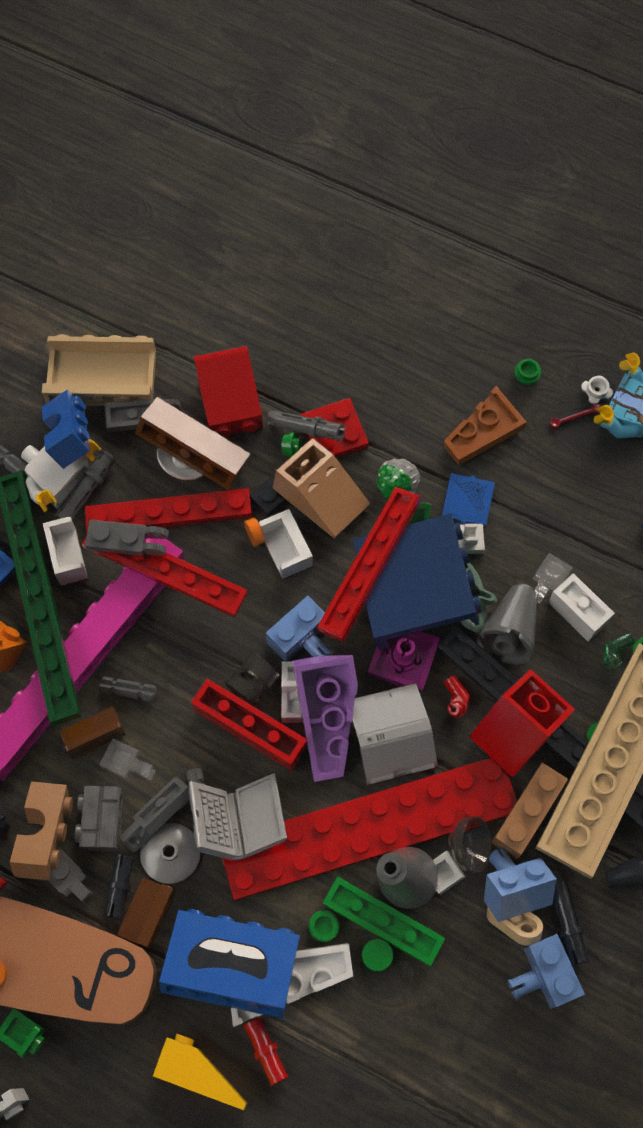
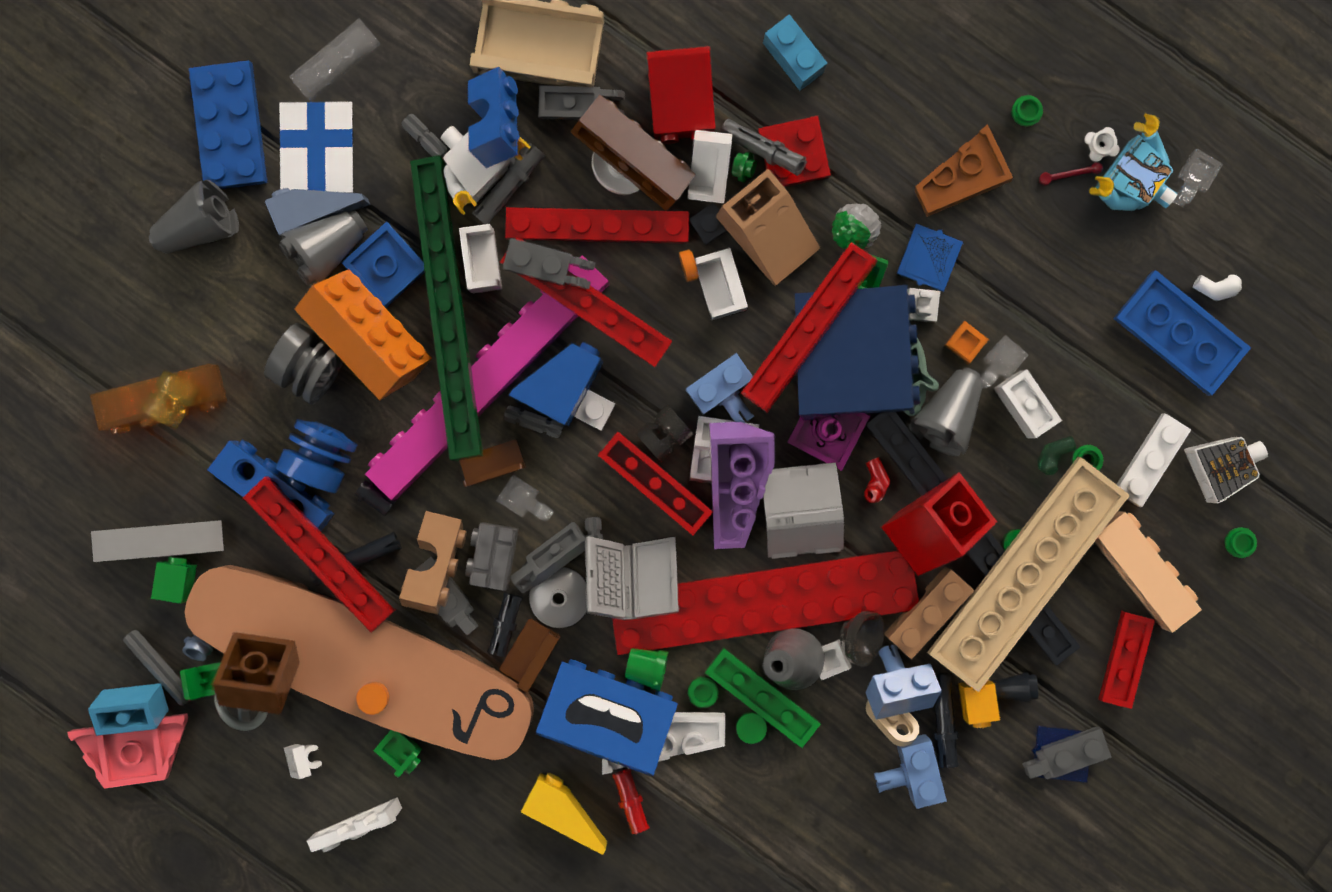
camera: 10 degrees right, 20 degrees up
(148, 645) = (561, 383): none -> blue slope
(184, 671) = (594, 410): none -> white plate
(262, 444) = (710, 165): none -> white panel
(264, 906) = (647, 667): none -> green piece
(321, 351) = (794, 52): none -> dark azure brick
(515, 565) = (966, 342): none -> orange tile
(596, 894) = (979, 707): none -> light orange brick

